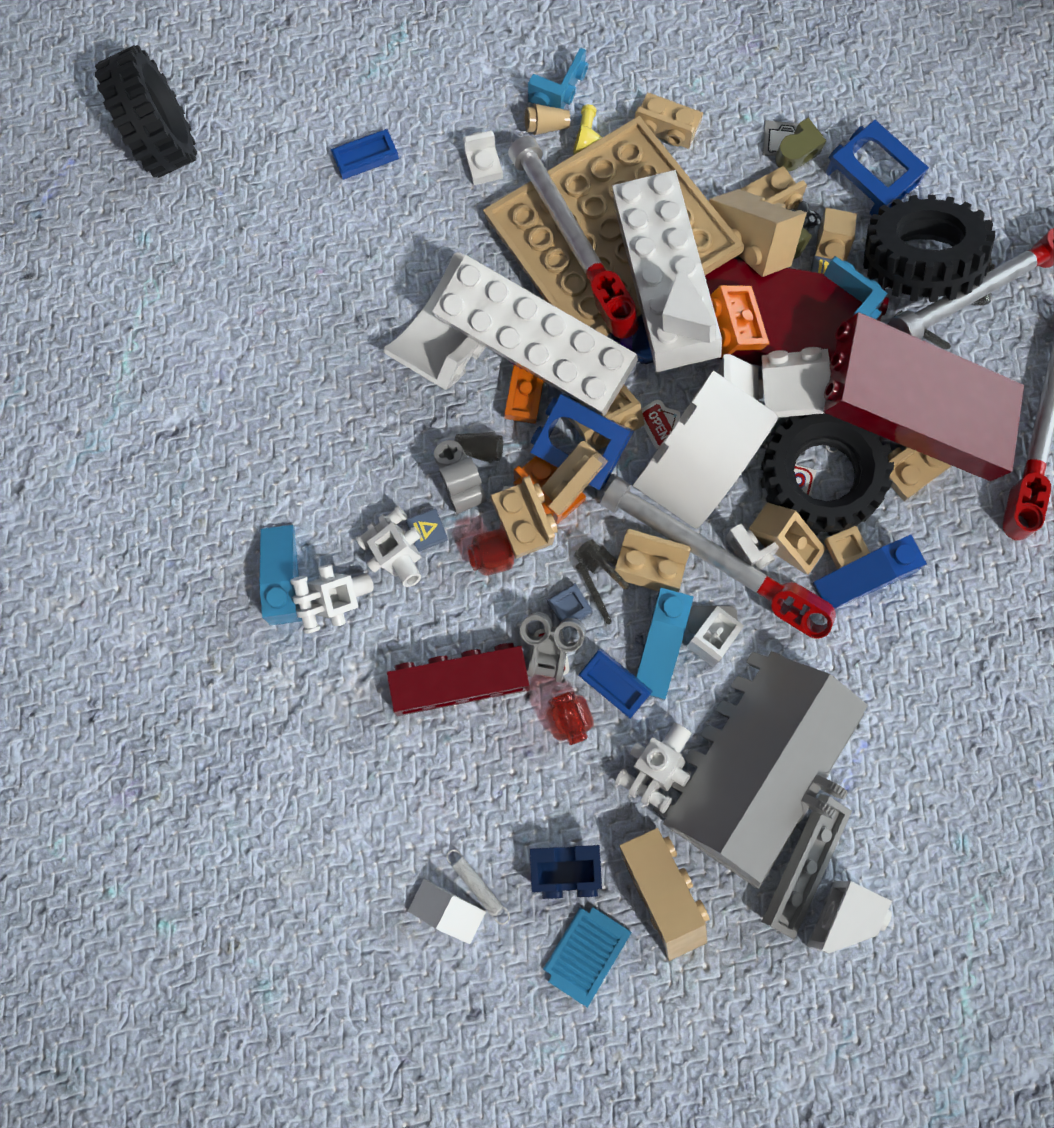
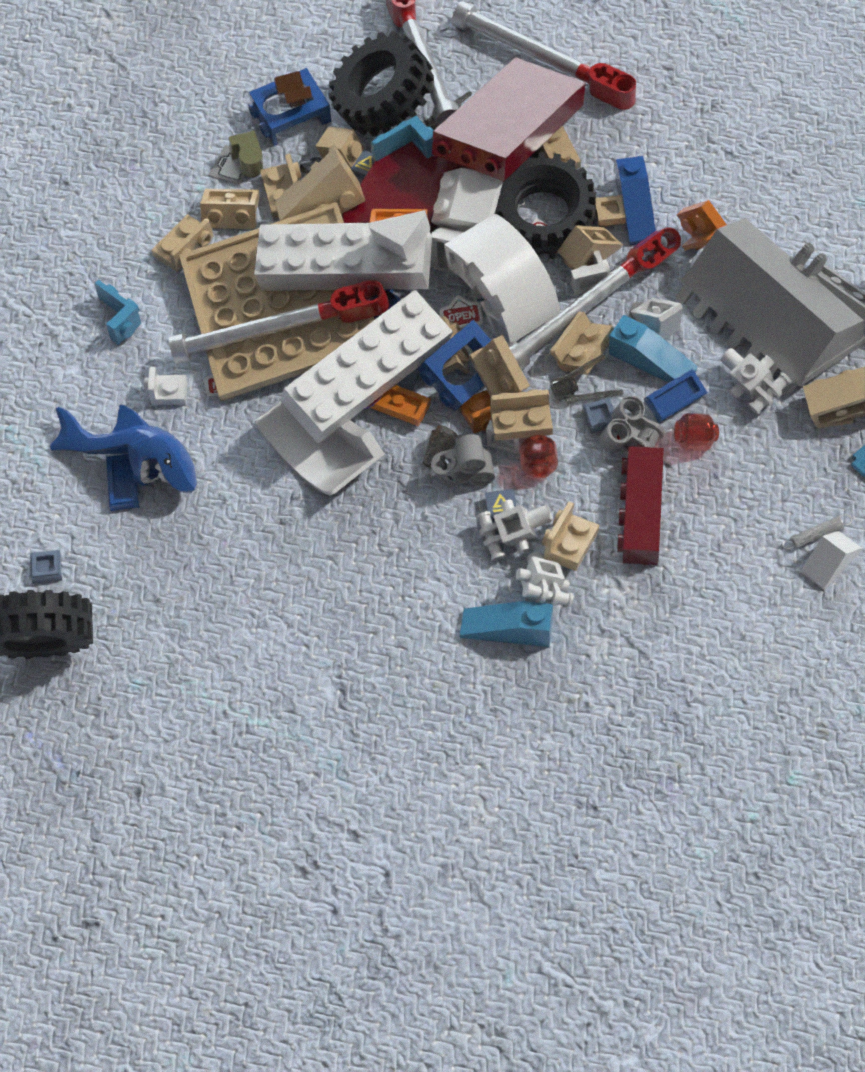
camera: 70 degrees left, 15 degrees down
(252, 116) = (46, 566): none -> sand blue tile
(391, 152) = (140, 441): none -> blue piece
(395, 611) = (569, 538): none -> tan bracket
(546, 119) = (146, 333): tan cone -> none
(566, 870) = (820, 457): dark blue cylinder -> none
(586, 135) = (179, 306): light yellow bar -> none
(724, 149) = (230, 208): none -> tan bracket
(848, 660) = (701, 222): none -> orange bracket
(888, 159) = (291, 89): none -> reddish brown bracket

